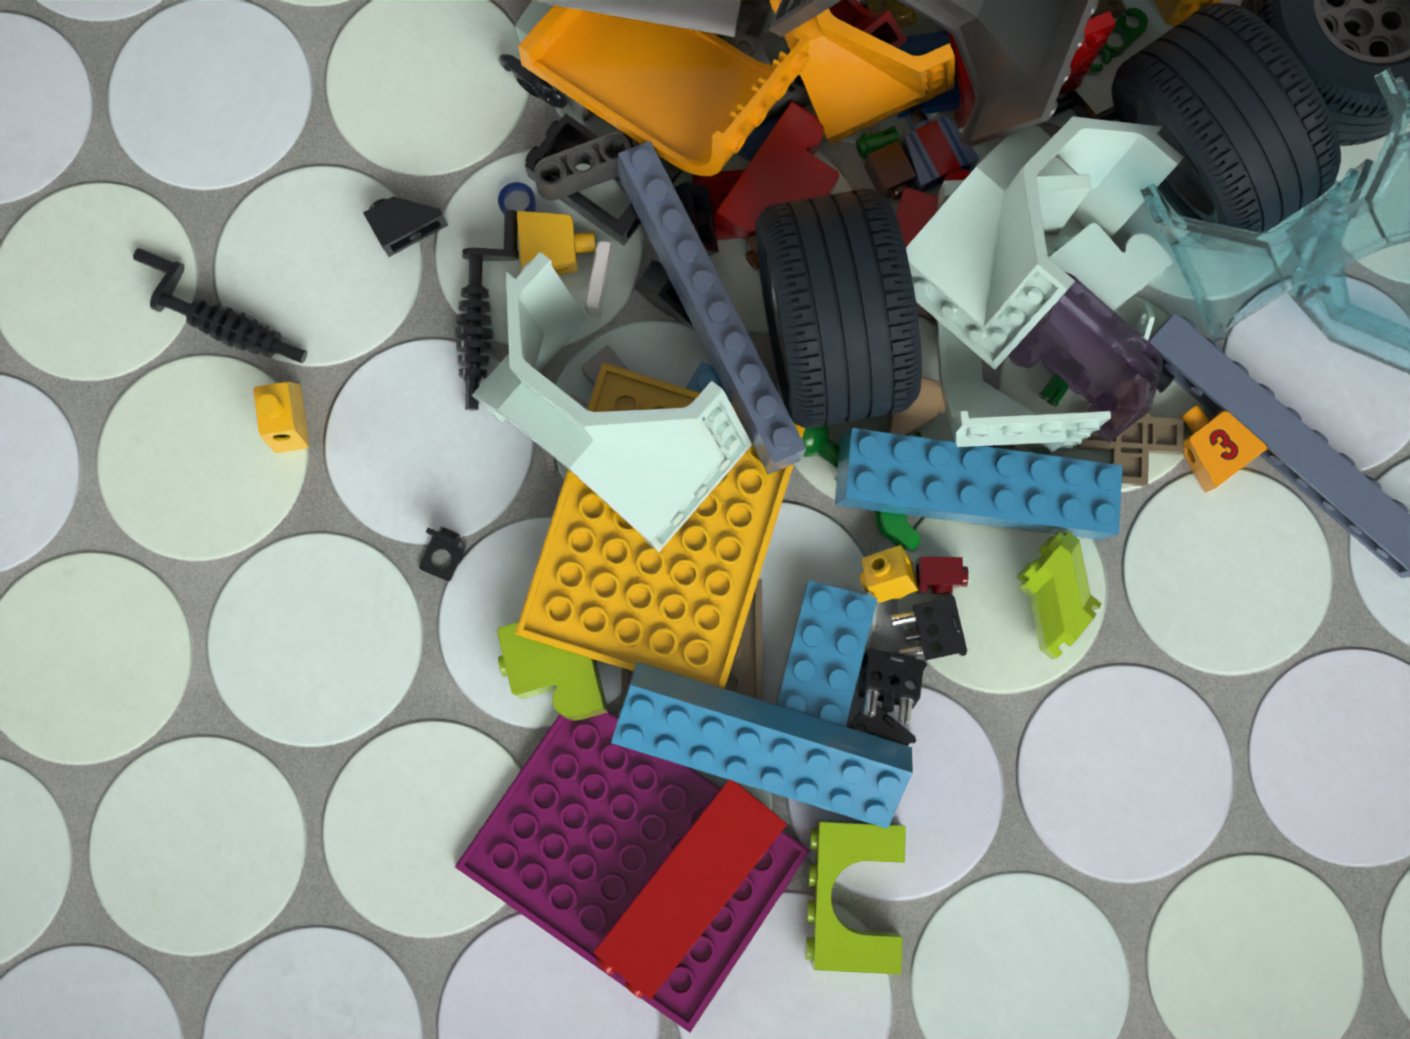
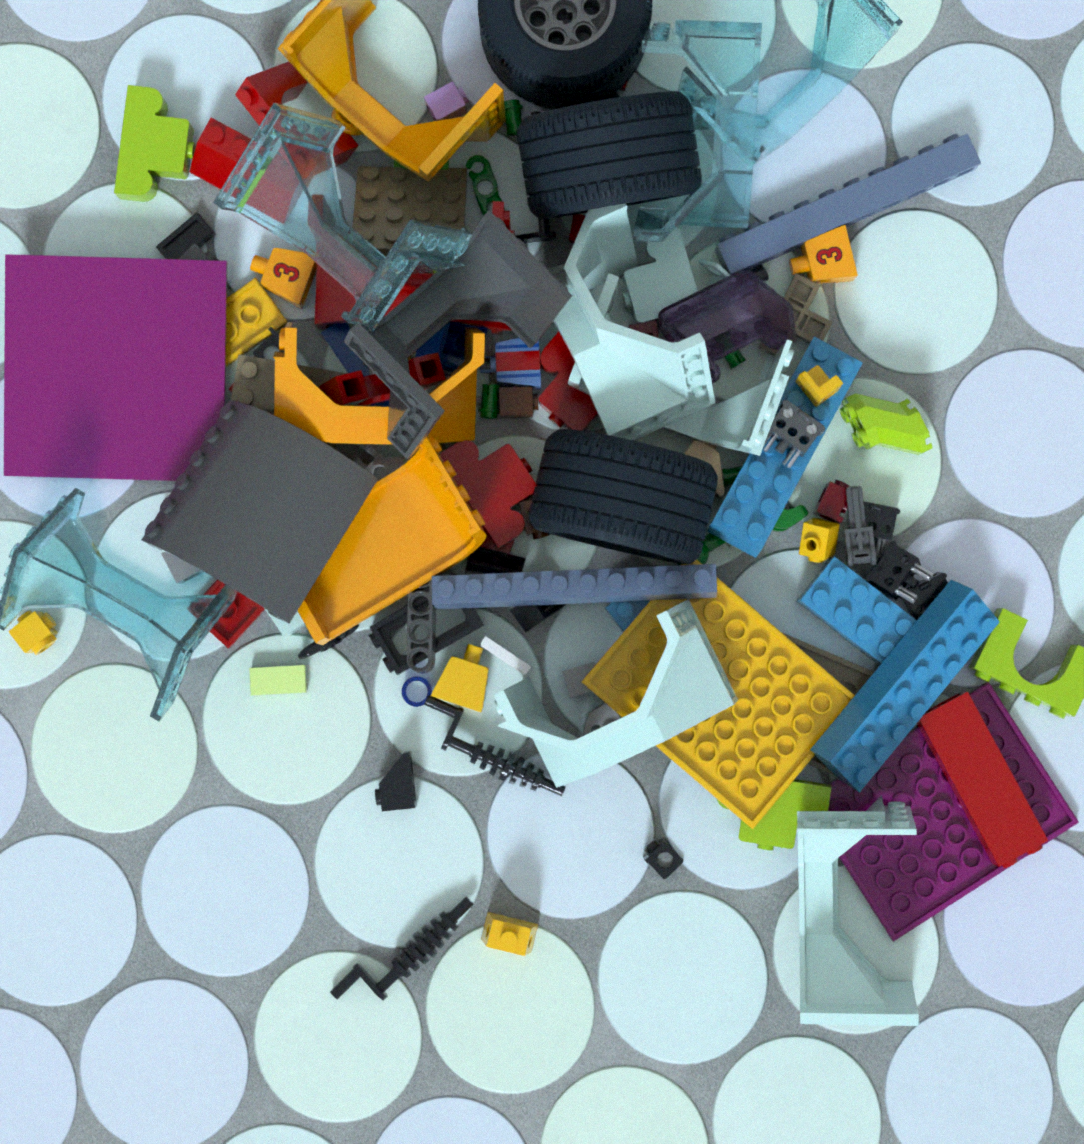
camera: 65 degrees left, 5 degrees up
(382, 809) = (835, 976): none -> light aqua panel
(465, 48) = (278, 680): none -> yellowish green tile
(914, 617) = (858, 536): none -> dark grey connector
(1015, 475) = (800, 424): none -> dark grey piece
(1069, 488) = (818, 385): none -> yellow panel

